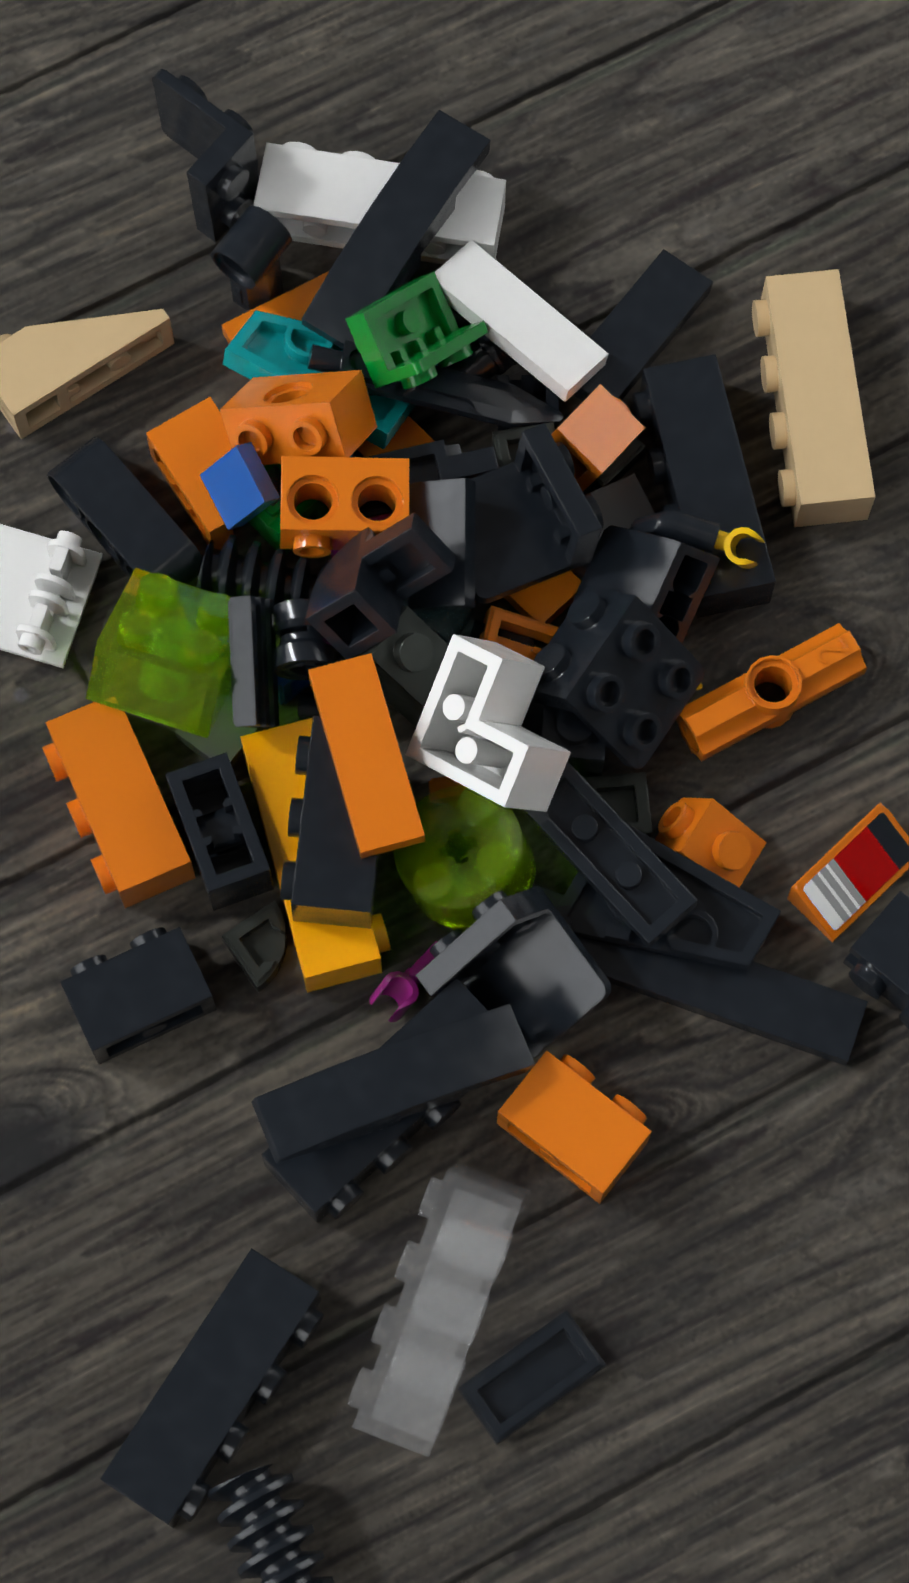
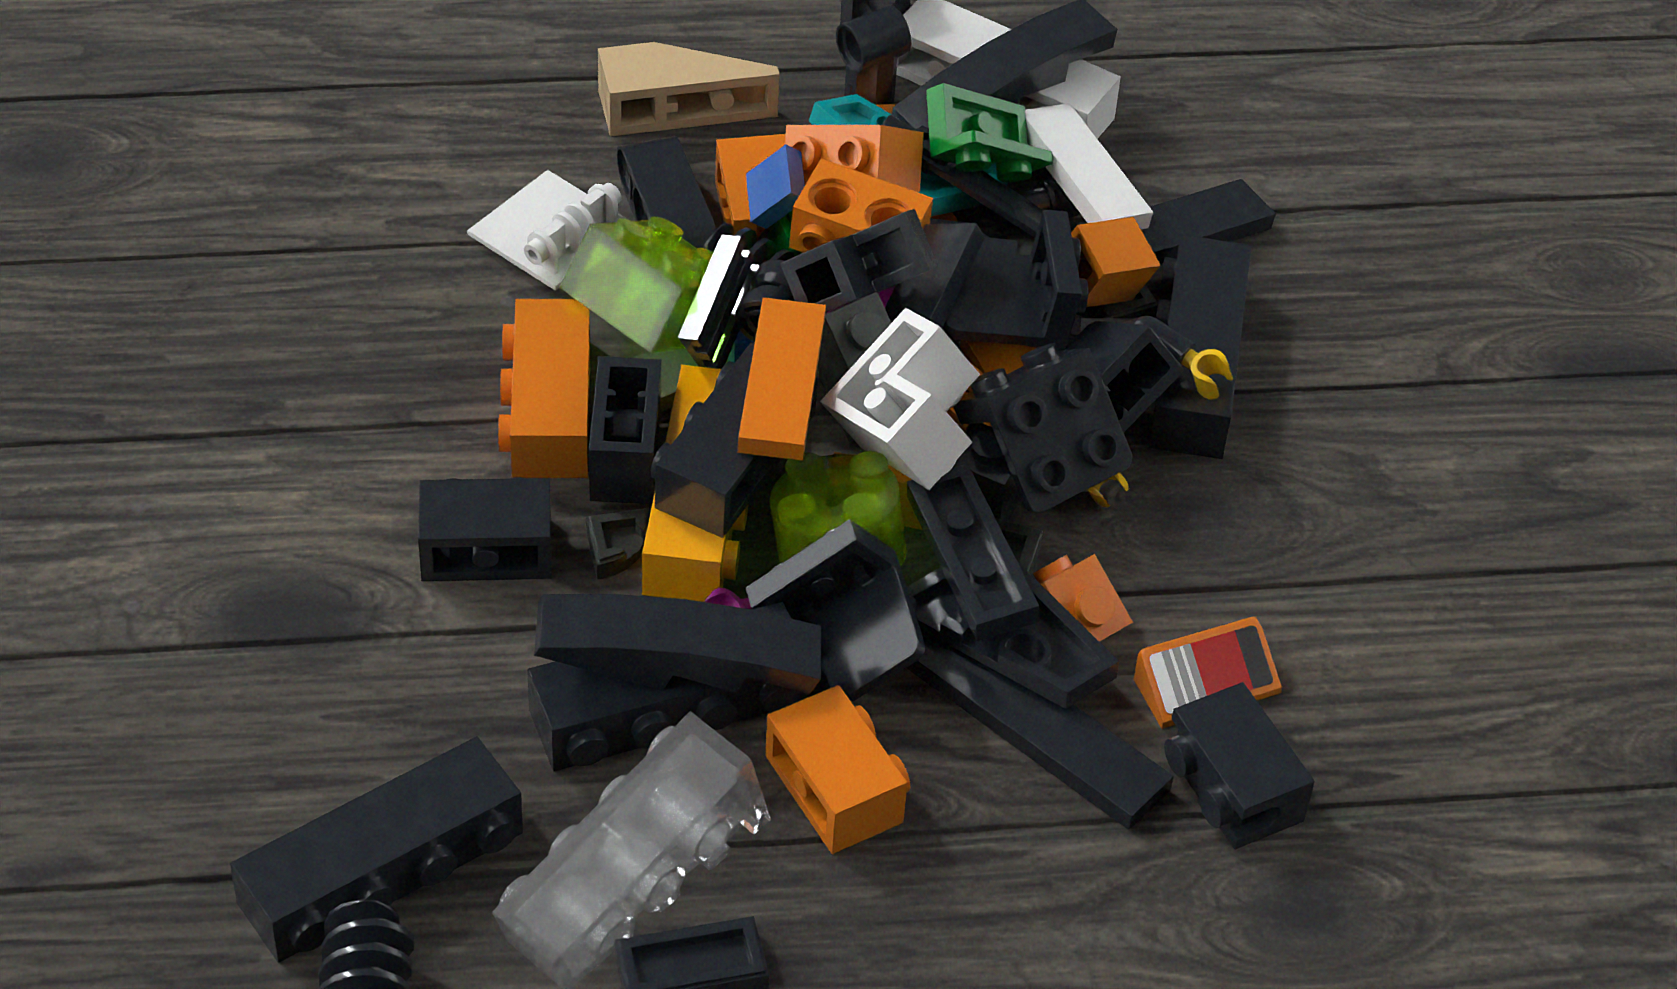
camera: 20 degrees right, 25 degrees down
(802, 672) = (1190, 508): orange piece -> none
(815, 398) = (1331, 318): tan brick -> none

